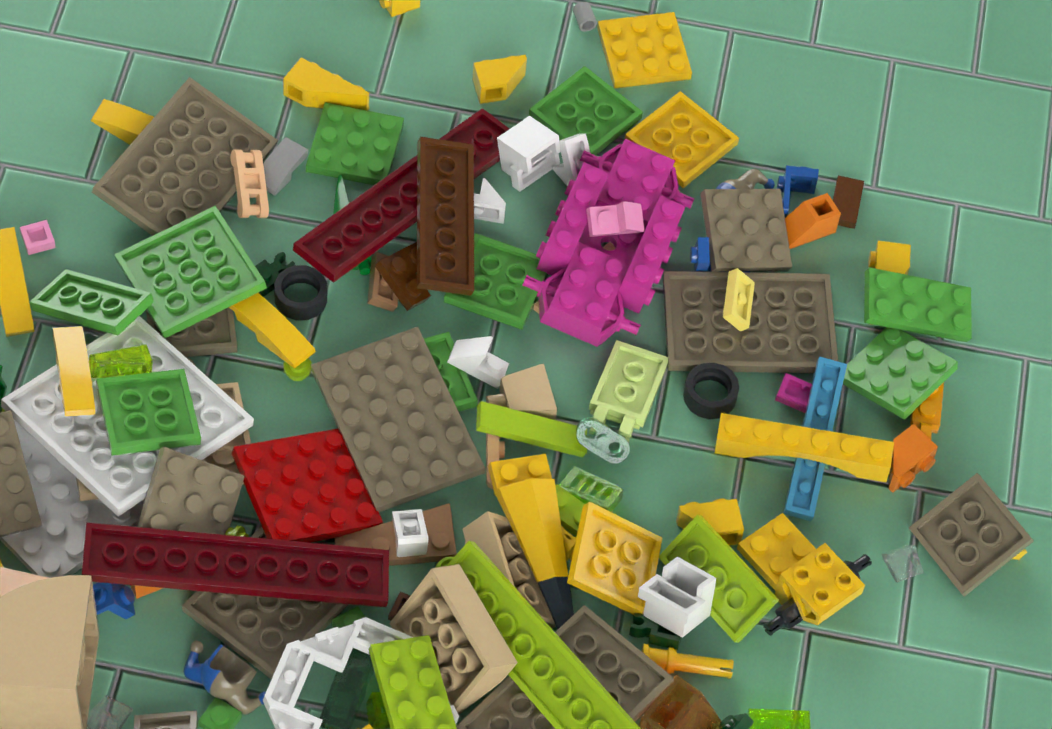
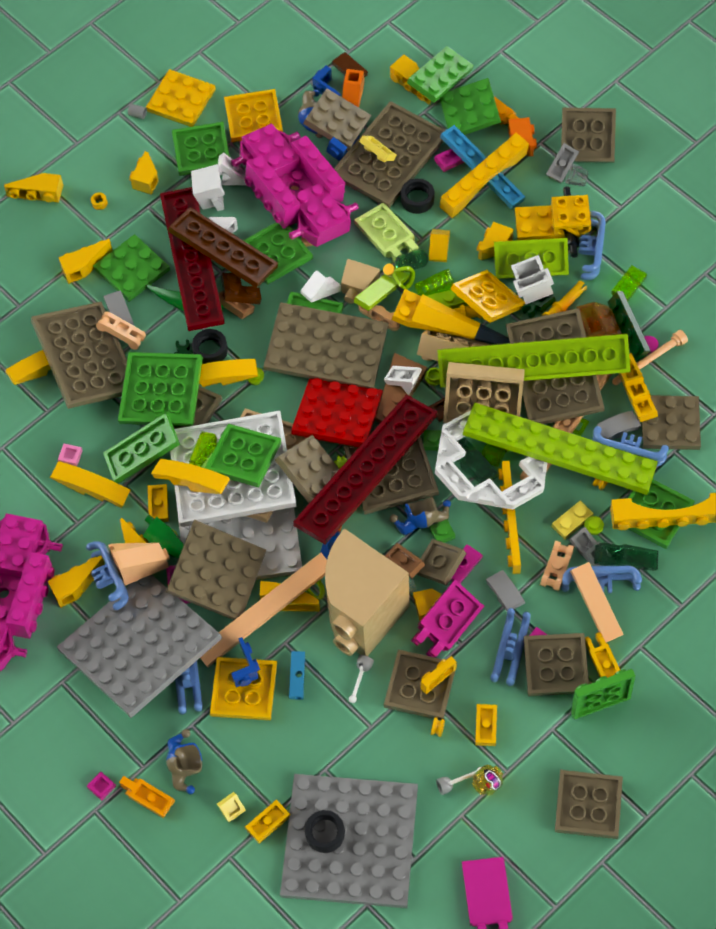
camera: 45 degrees left, 5 degrees up
(30, 367) = (158, 502): none -> yellow plate
(139, 695) = (405, 560): none -> medium nougat plate
(424, 62) = (101, 205): none -> yellow bush
(564, 421) = (390, 270): none -> lime piece
(615, 219) = (293, 170): bright pink slope -> none
(658, 458) = (439, 245): none -> yellow slope
(800, 647) = (593, 246): none -> medium blue piece
(902, 530) = (562, 163): none -> light grey plate

